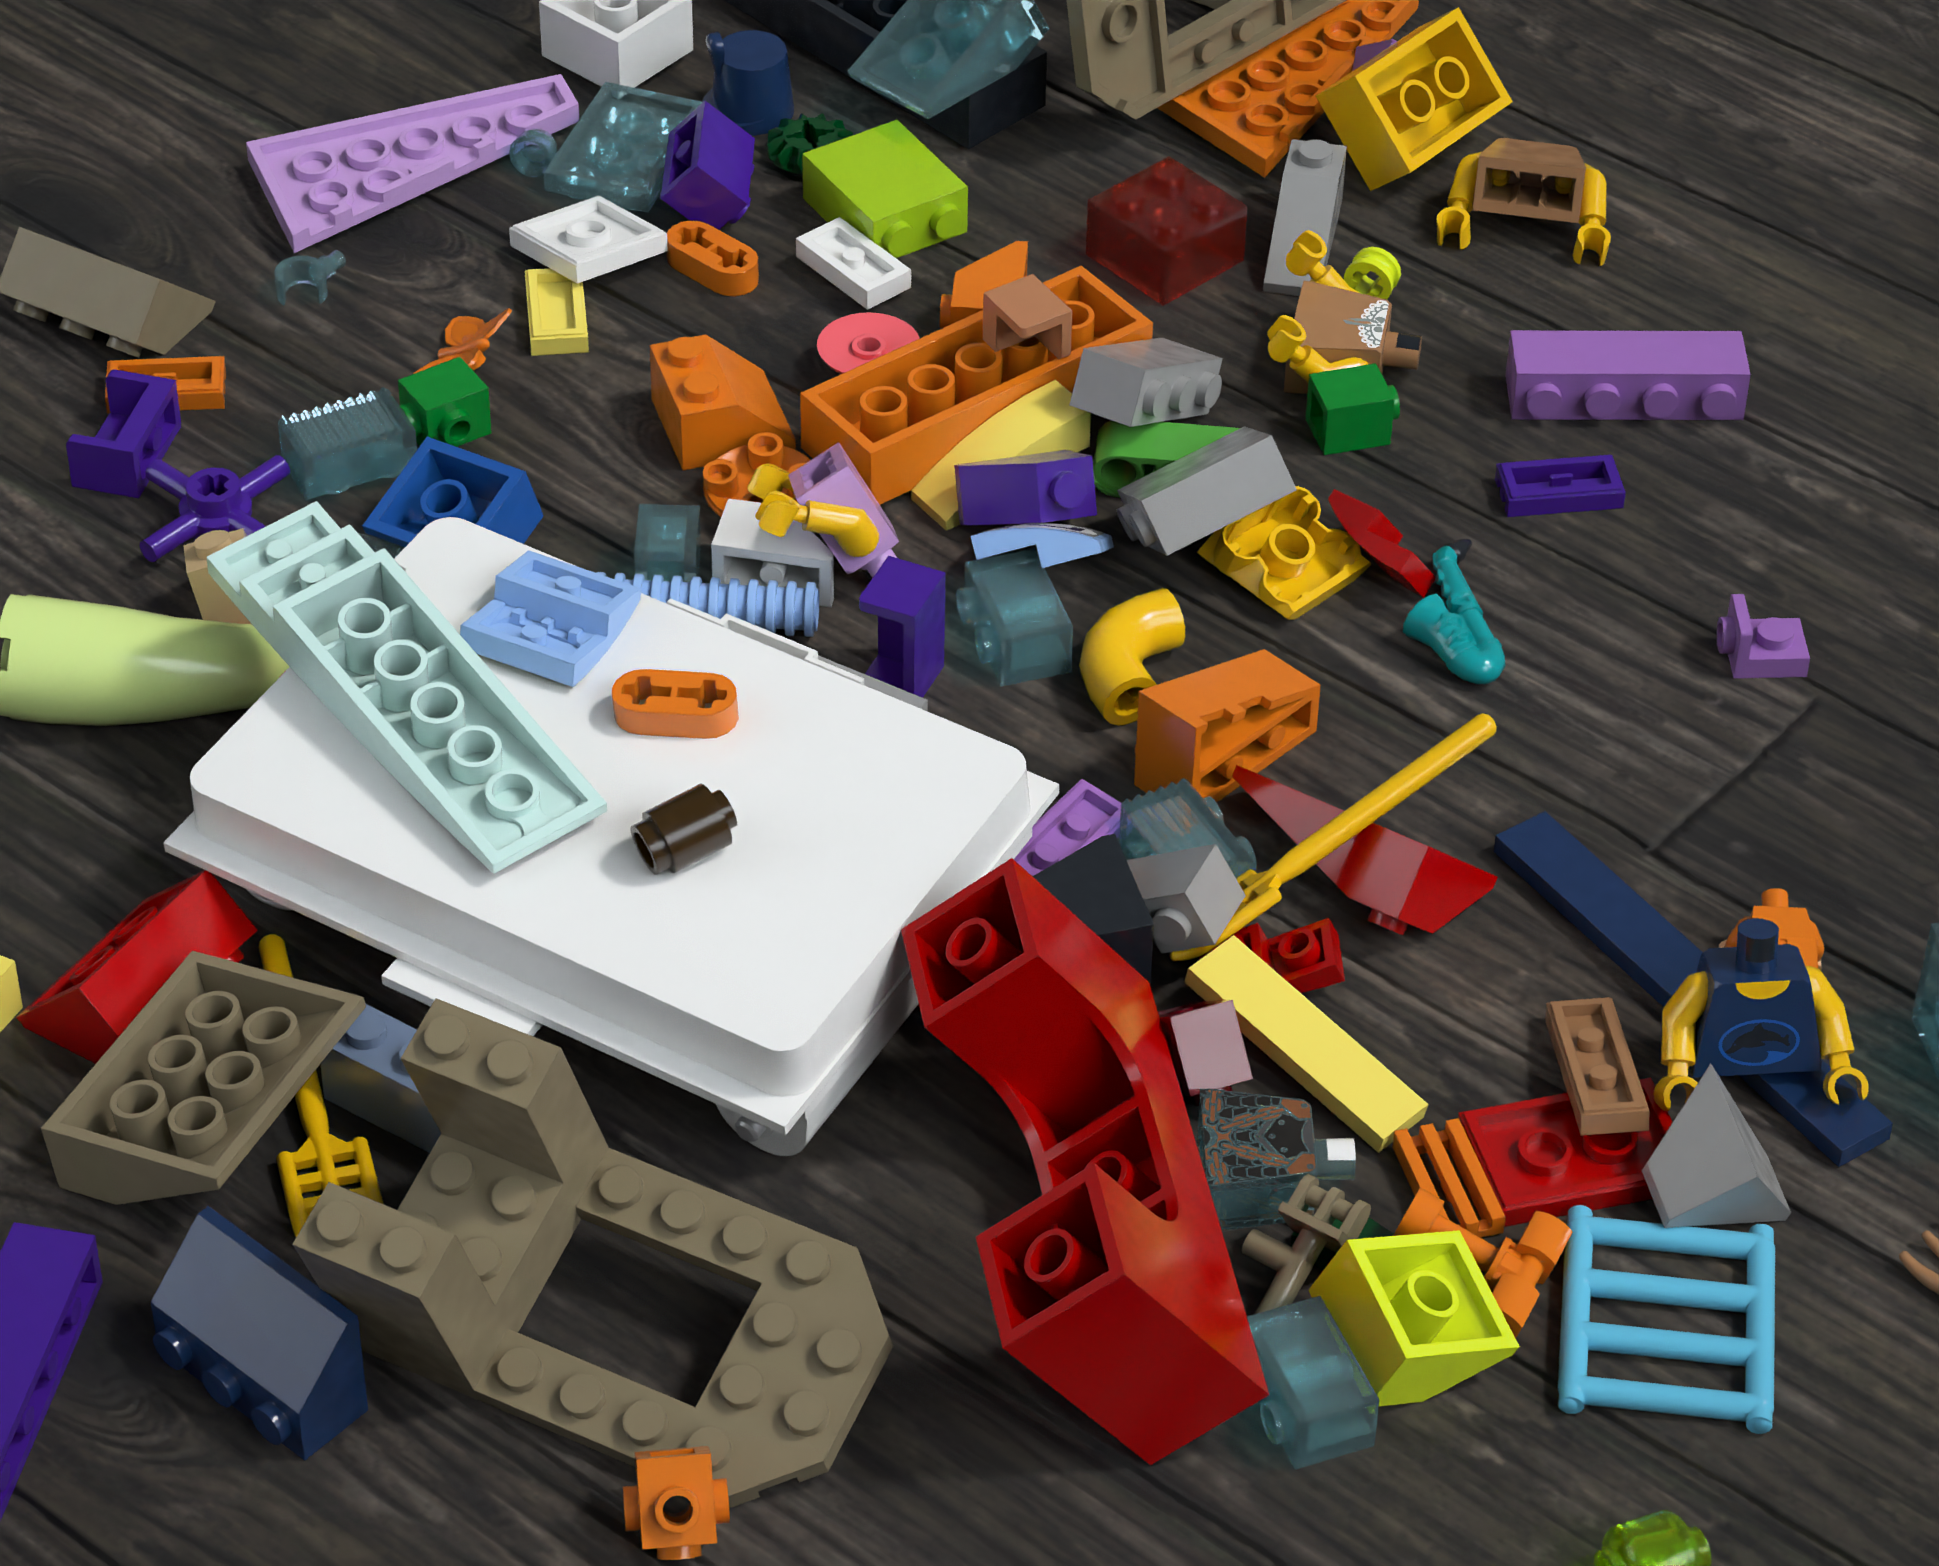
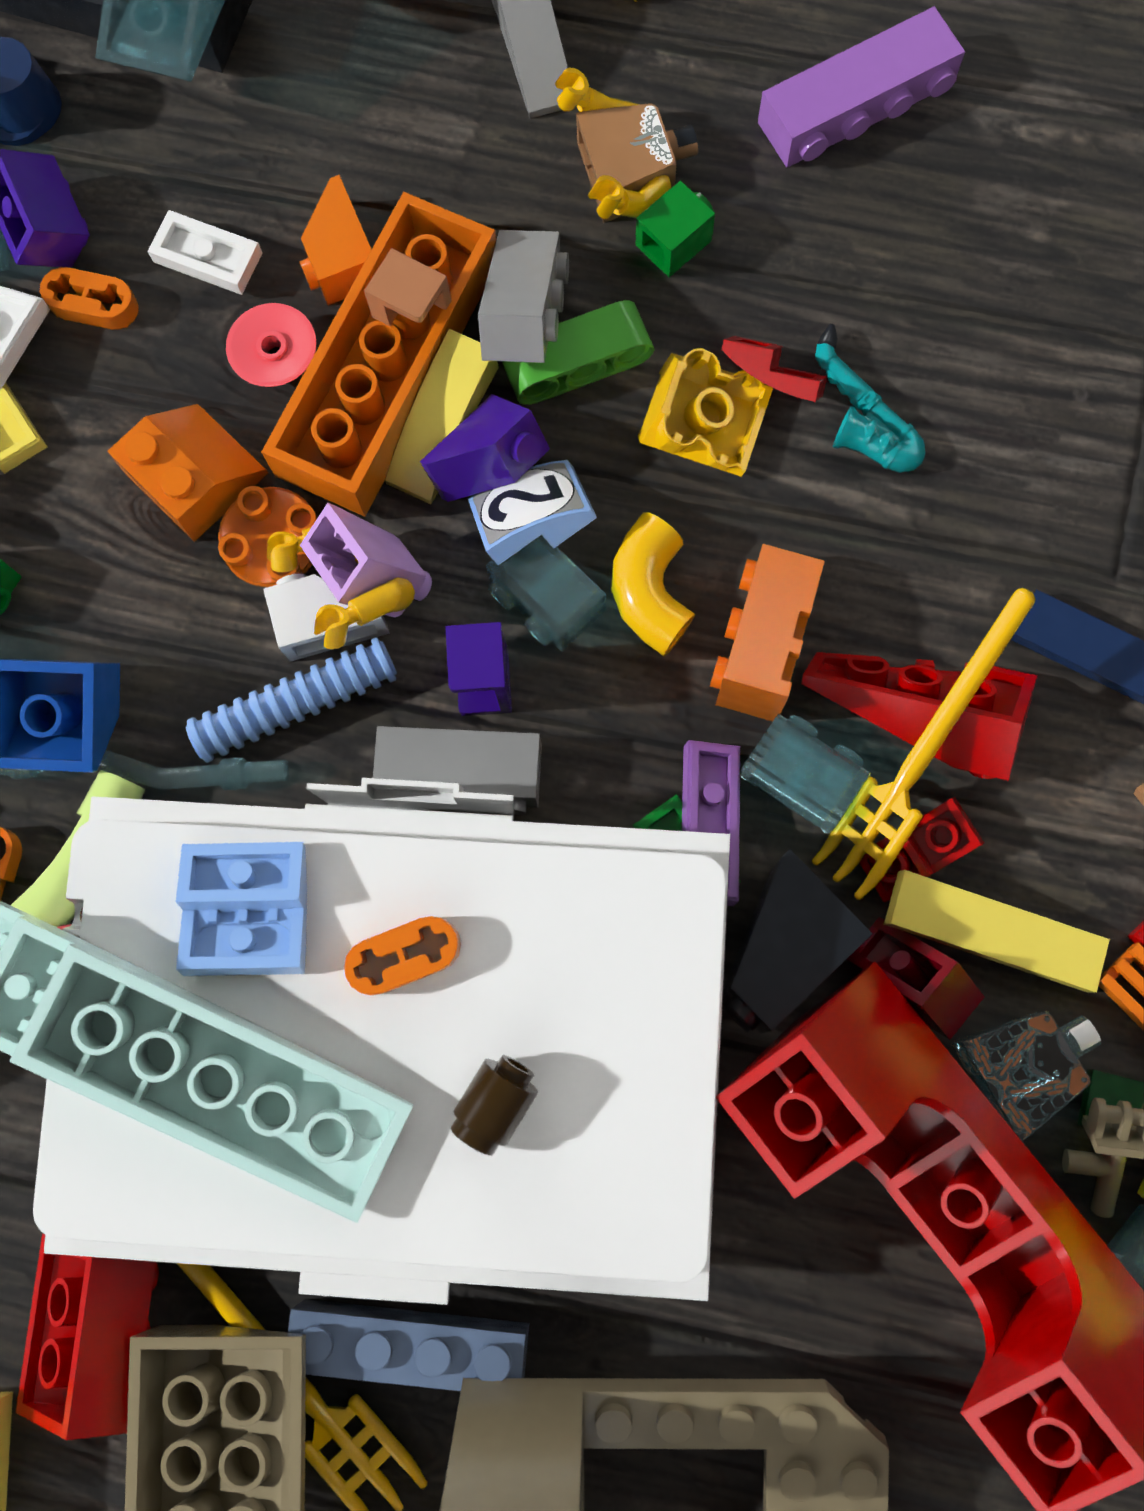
camera: 20 degrees left, 35 degrees up
(668, 541) = (239, 653): clear light blue brick -> none
(791, 139) = (85, 145): dark green gear -> none
(887, 189) = (188, 159): lime brick -> none
(1166, 230) = (431, 98): clear red brick -> none
(1187, 896) = (847, 855): light grey slope -> none
(1204, 491) = (634, 399): light grey brick -> none
(1379, 262) = (612, 69): neon yellow bush -> none
(1560, 485) = (832, 250): dark purple tile -> none
(1761, 646) = (1097, 325): medium lavender bracket -> none

